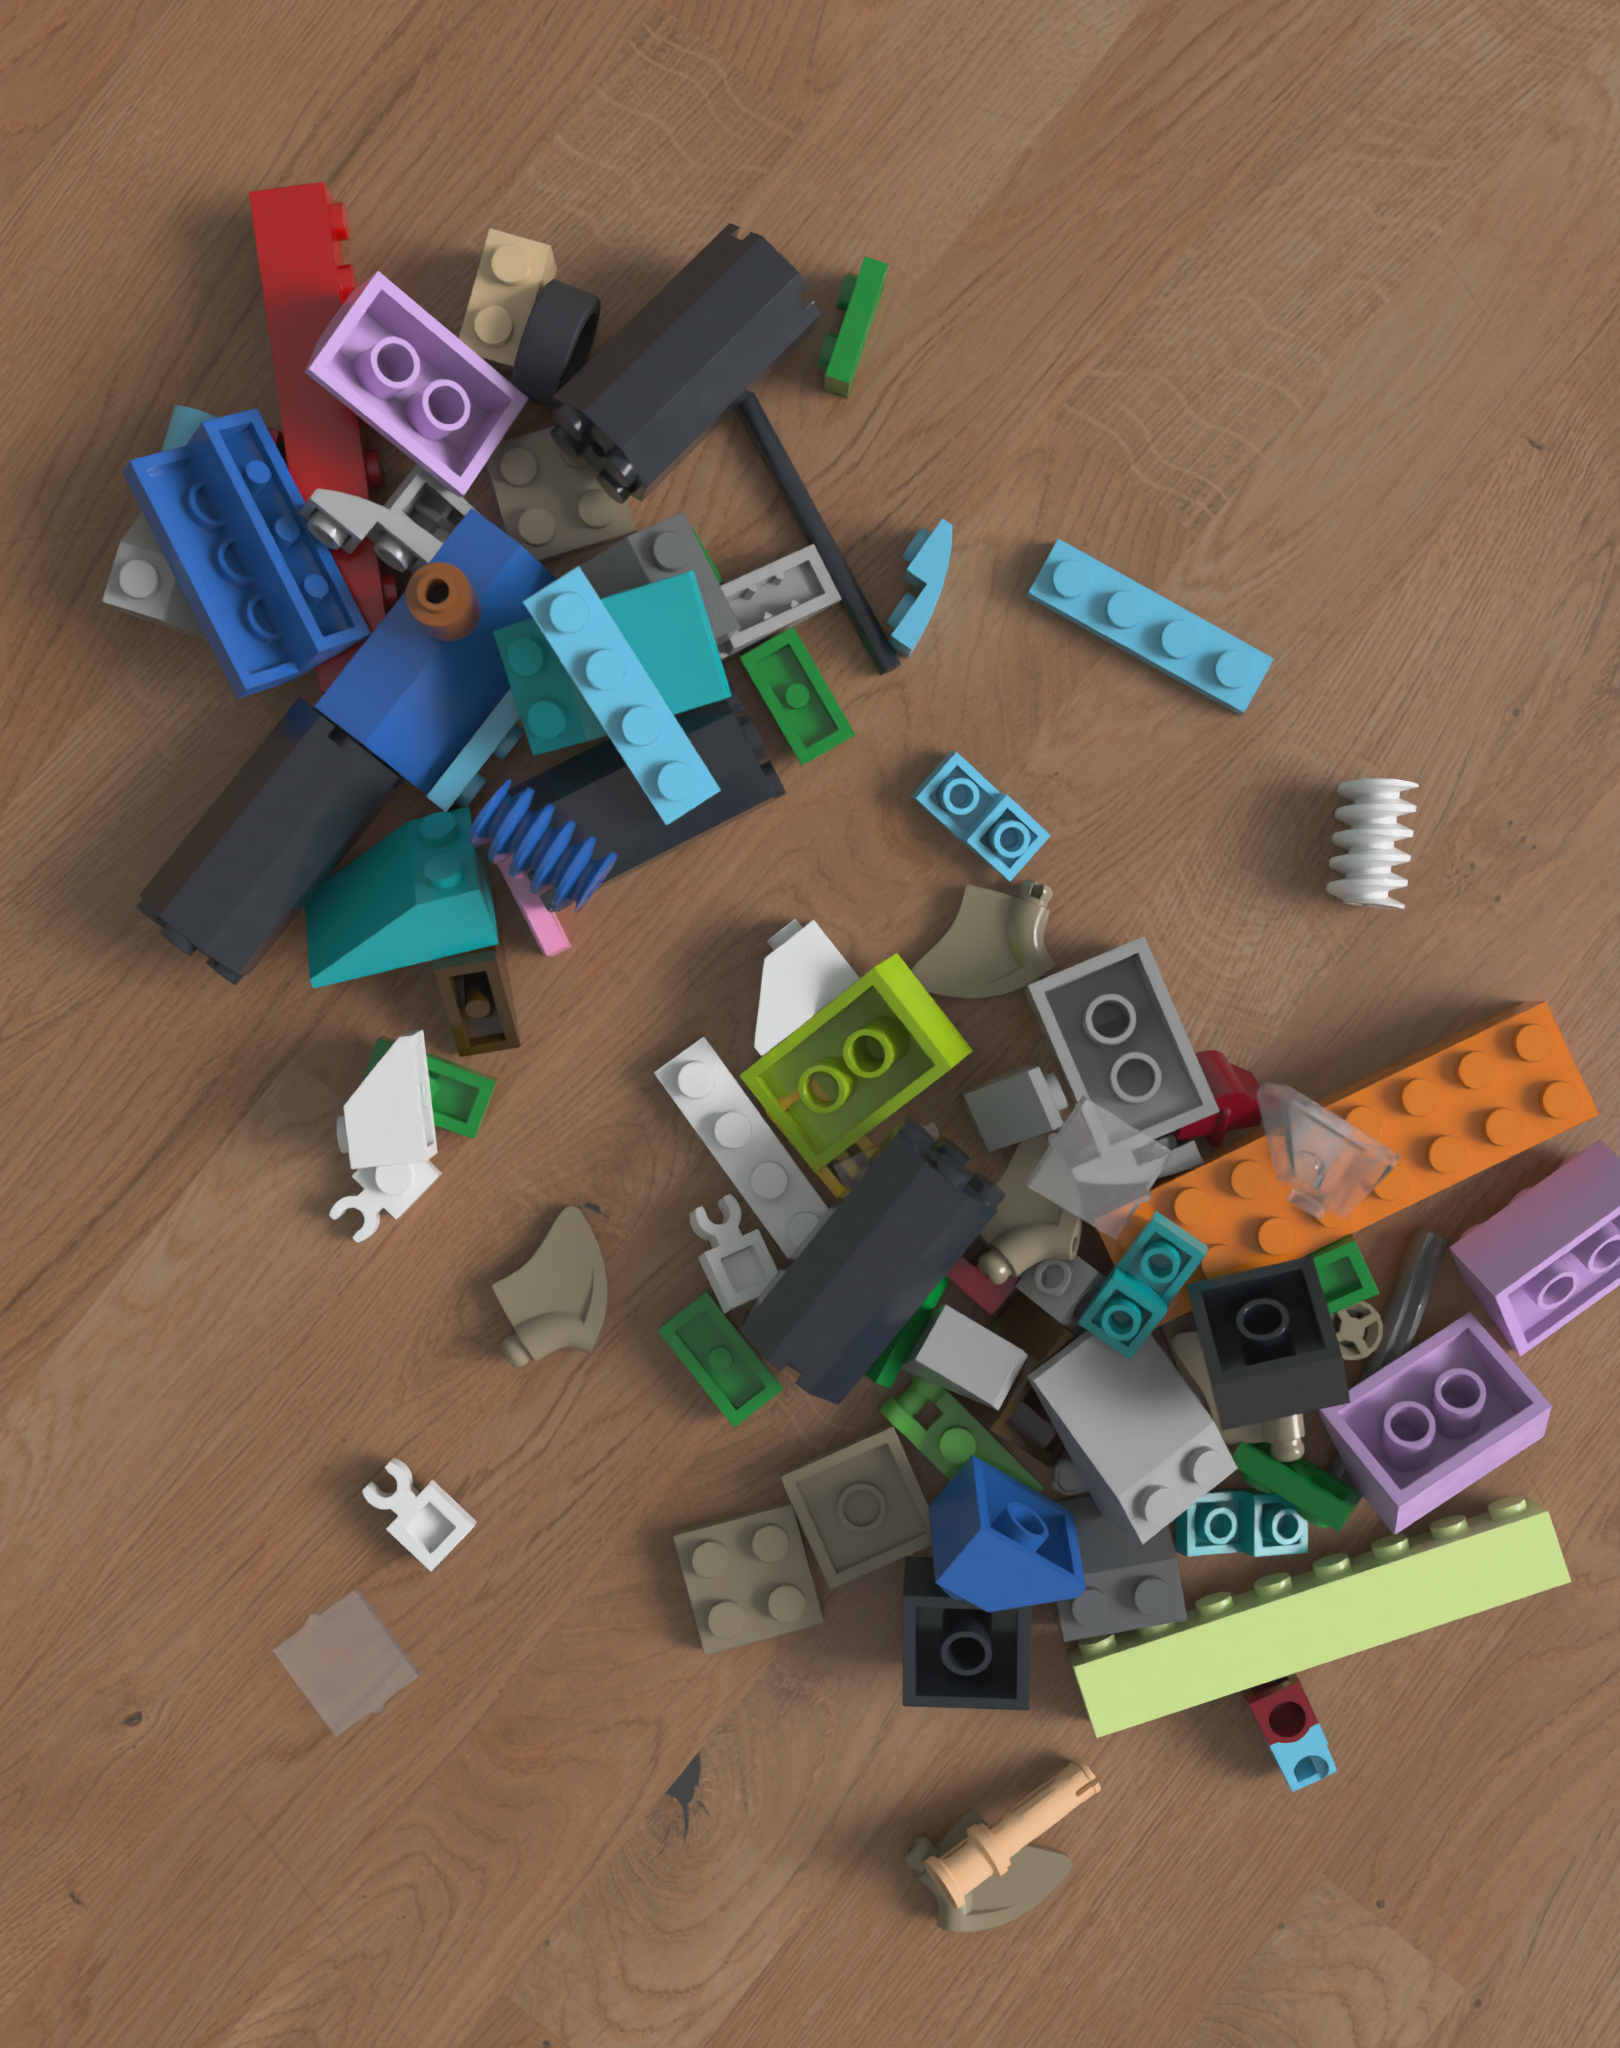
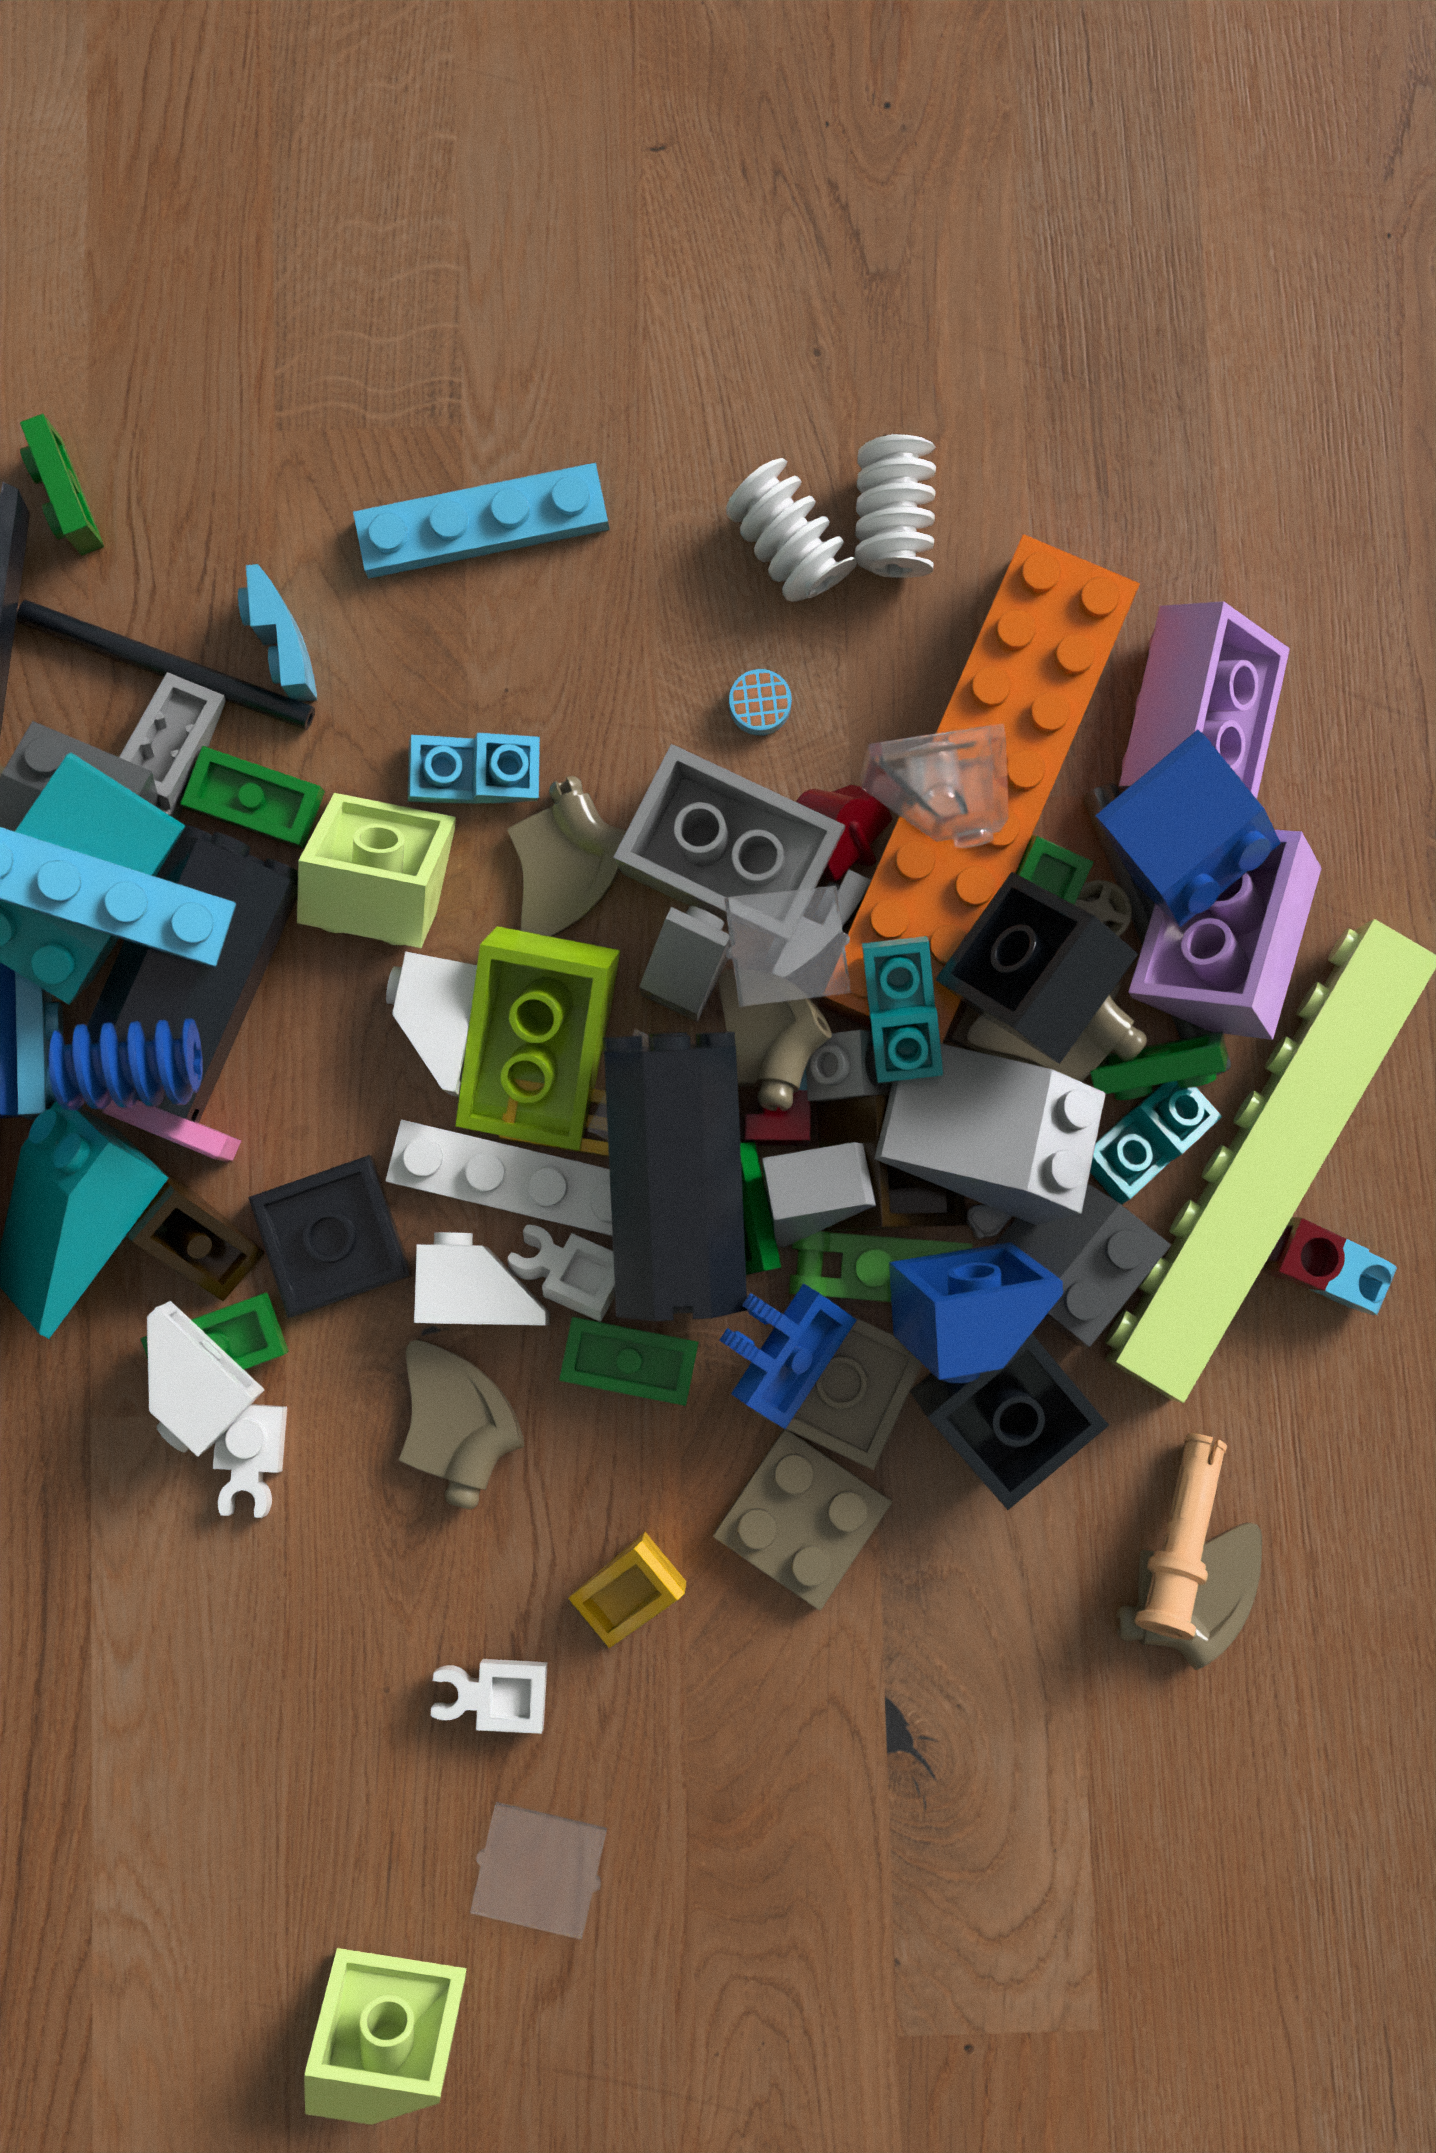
camera: 35 degrees left, 5 degrees down
(140, 1687) = (382, 2037): none -> yellowish green slope
(578, 1077) = (330, 1236): none -> black tile
(580, 1523) = (629, 1591): none -> yellow slope
(651, 1207) = (470, 1286): none -> white slope
(843, 832) = (374, 870): none -> yellowish green slope
(843, 1462) = (792, 1354): none -> blue hinge
(1238, 949) = (760, 702): none -> tile
(1466, 889) = (890, 506): none -> white piece
(1469, 1335) = (1188, 829): none -> blue slope

